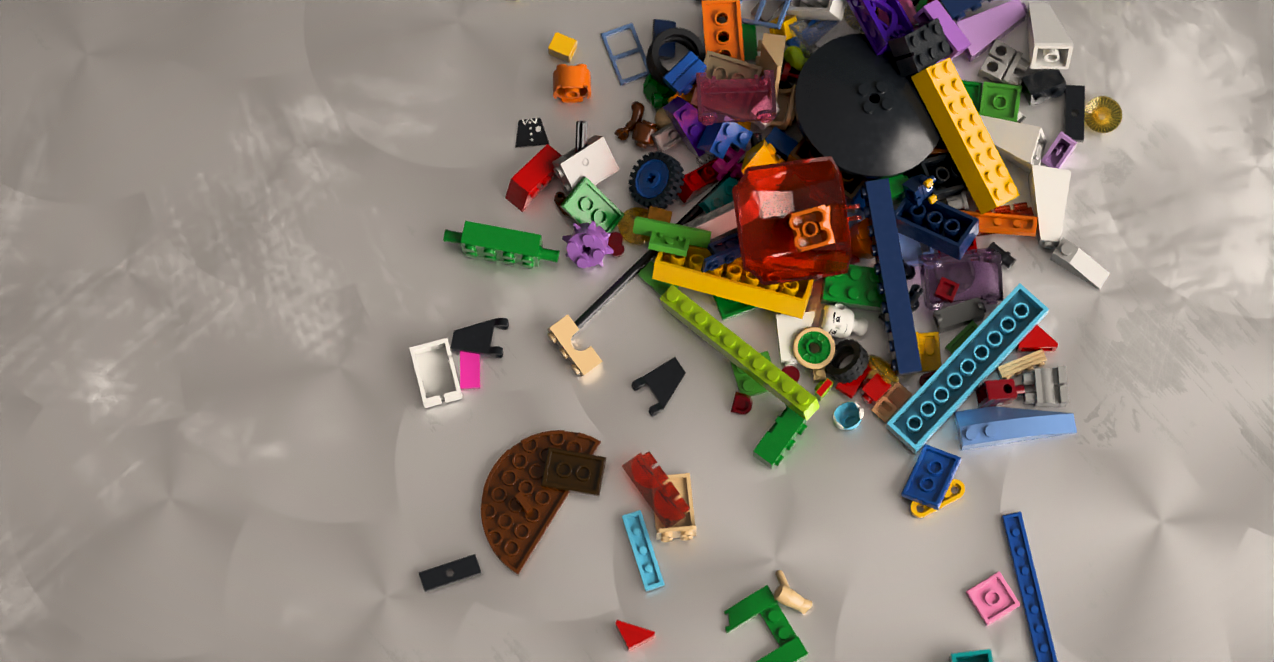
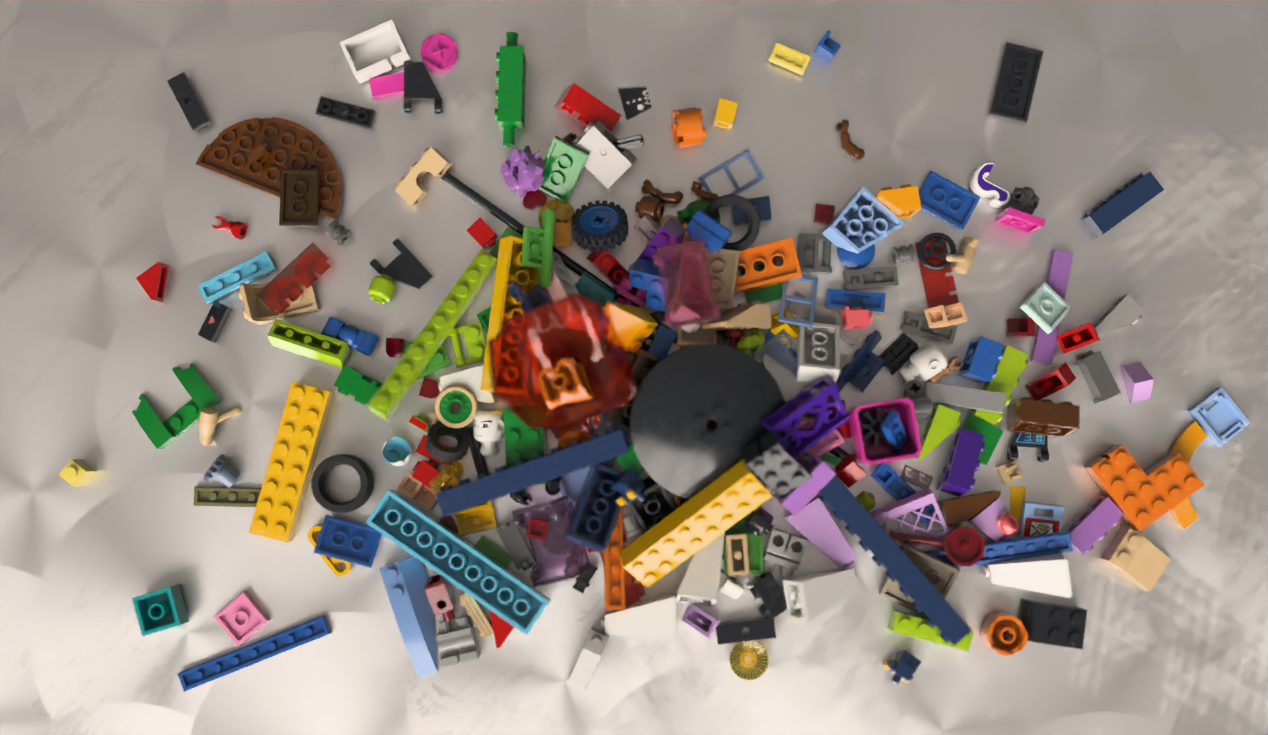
camera: 80 degrees right, 10 degrees up
(445, 314) = (439, 52): none -> dark pink tile
(486, 428) = (355, 116): none -> black tile
(589, 549) = (237, 228): none -> red piece
(615, 441) = (338, 232): none -> dark grey bush
(634, 87) = (696, 190): none -> reddish brown arm
(642, 298) = (482, 234): none -> red brick
(681, 405) = (382, 289): none -> lime head
(684, 581) = (215, 321): none -> black slope
(724, 444) = (356, 338): none -> blue piece
(725, 484) = (309, 343): none -> lime brick
(753, 325) = (475, 344): none -> lime plate
(840, 594) = (221, 472): none -> sand blue gear
(842, 520) = (291, 462): none -> yellow brick
(868, 339) = (478, 458): none -> black axle
(868, 590) = (226, 496): none -> olive tile
(878, 450) = (319, 488): none -> black tyre
(972, 79) = (759, 521): none -> black head
(1000, 104) = (736, 555): none -> tan brick
(1033, 117) = (731, 588): none -> white slope

